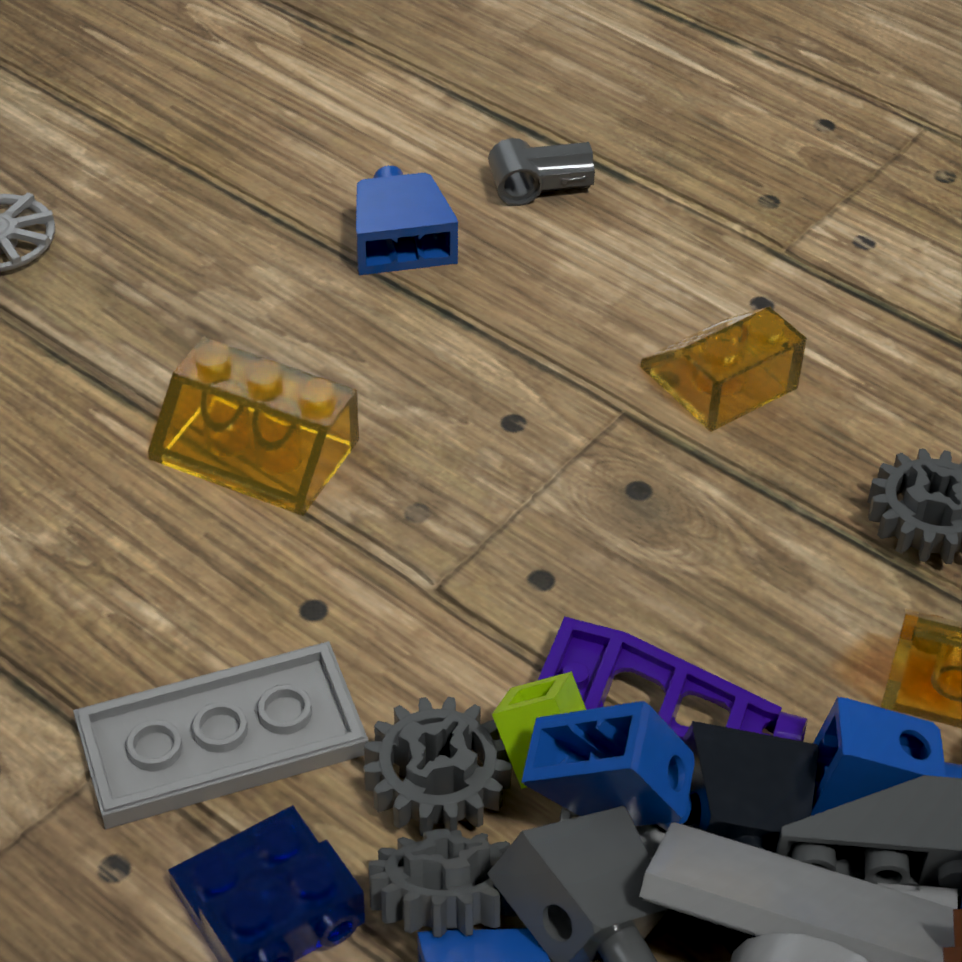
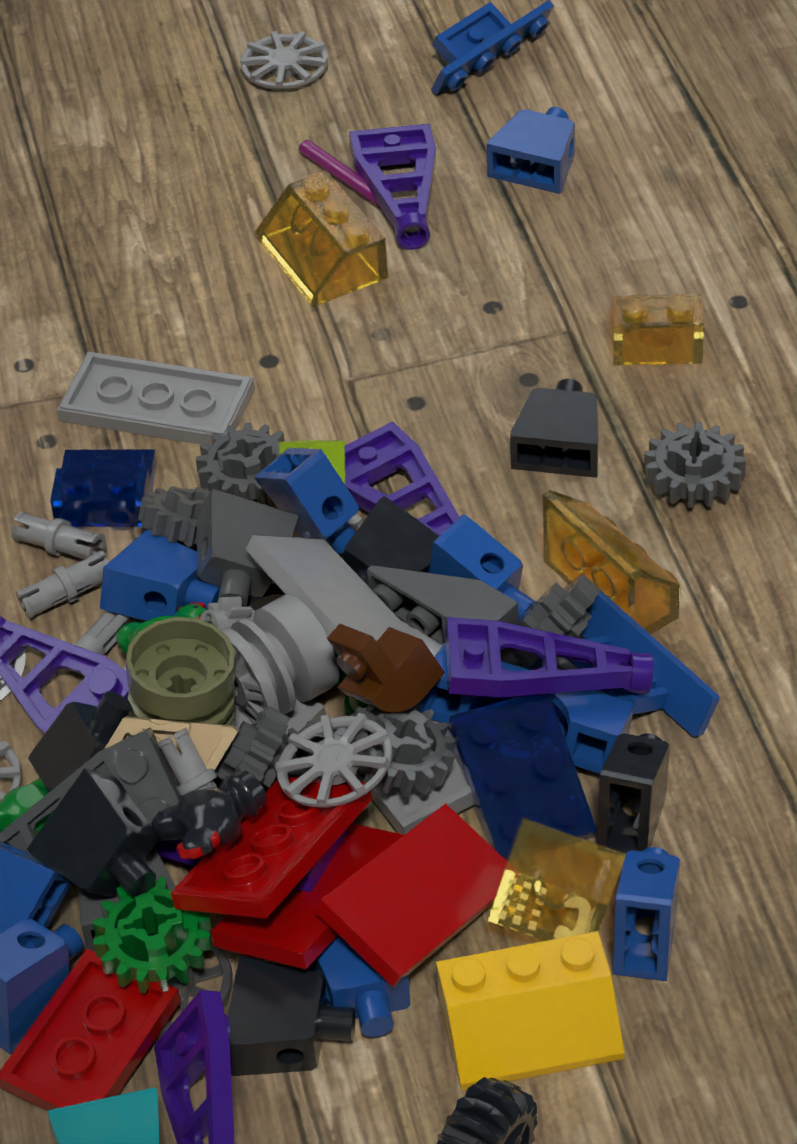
camera: 40 degrees right, 0 degrees up
(185, 335) = (337, 169): none -> magenta bar
(217, 128) = (481, 38): none -> blue bracket
(249, 270) = (391, 147): none -> dark purple plate
(527, 171) = (659, 146): dark grey piece -> none
(759, 535) = (557, 432): none -> black torso

